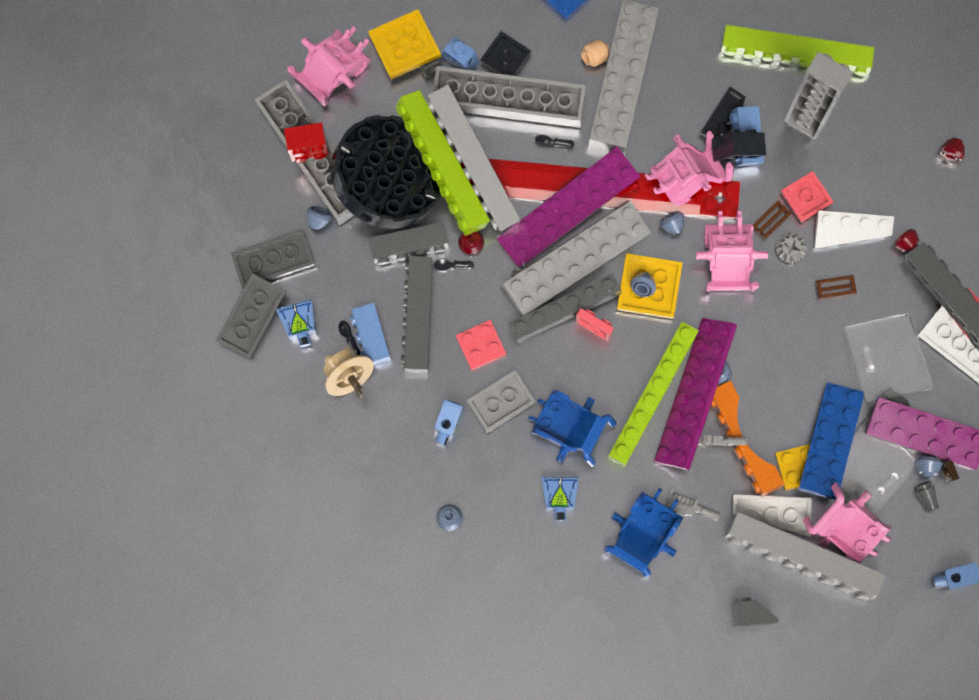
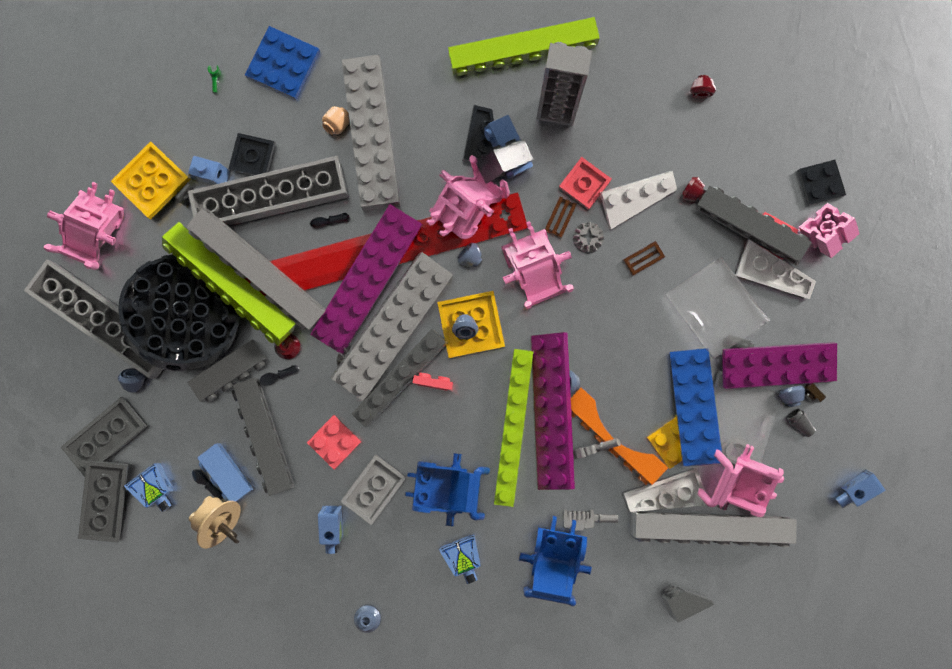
camera: 25 degrees left, 5 degrees up
(306, 142) = (87, 315): red brick -> none

